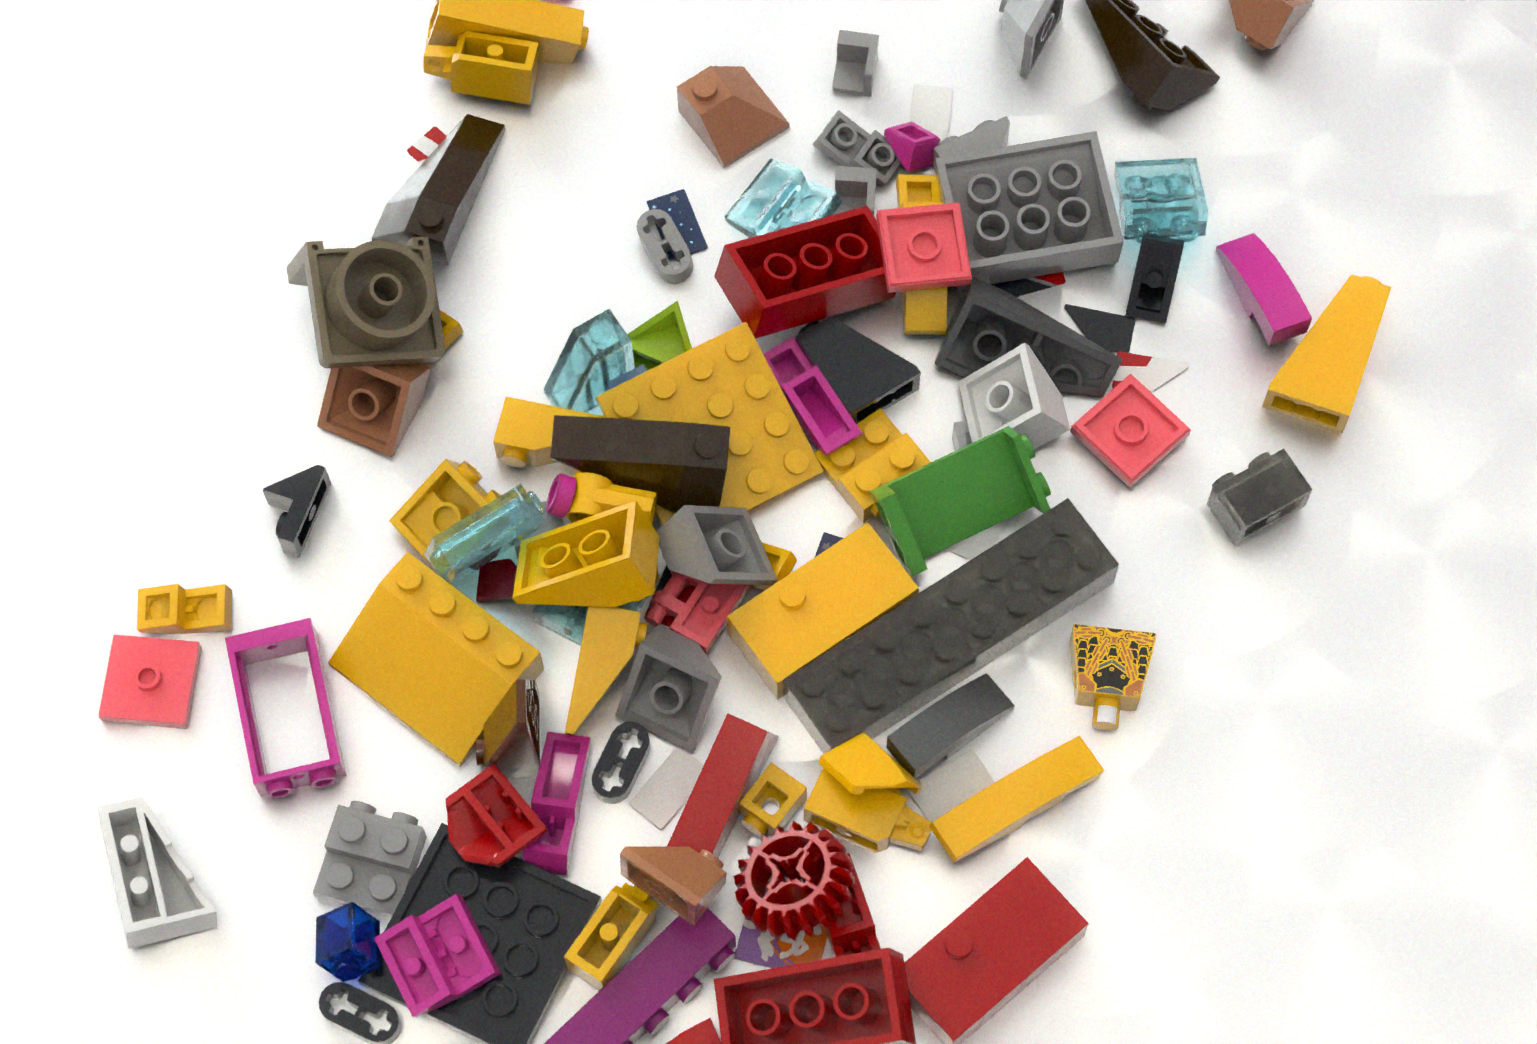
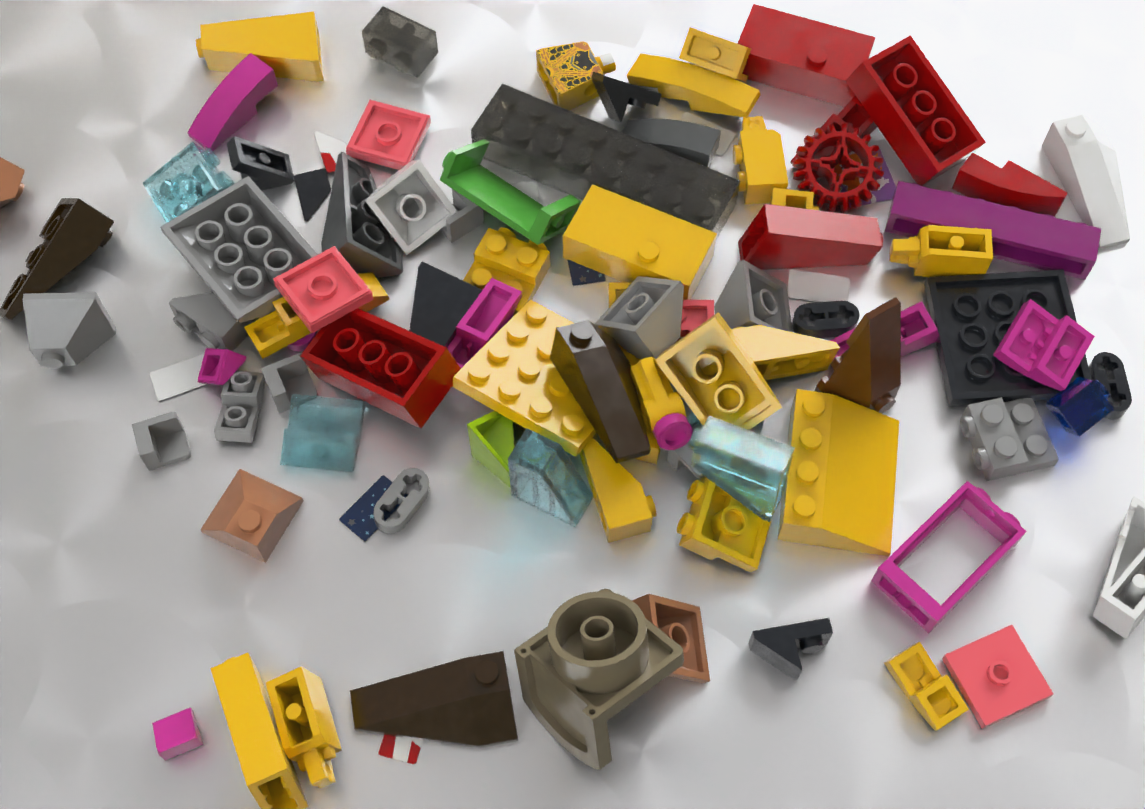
camera: 120 degrees left, 5 degrees down
(490, 820) = (936, 355): red slope -> none
(675, 877) = (899, 208): nougat slope -> none
(865, 765) = (741, 150): yellow slope -> none
(1034, 835) = (715, 54): none -> yellow panel
(1045, 700) = (617, 94): none -> black slope

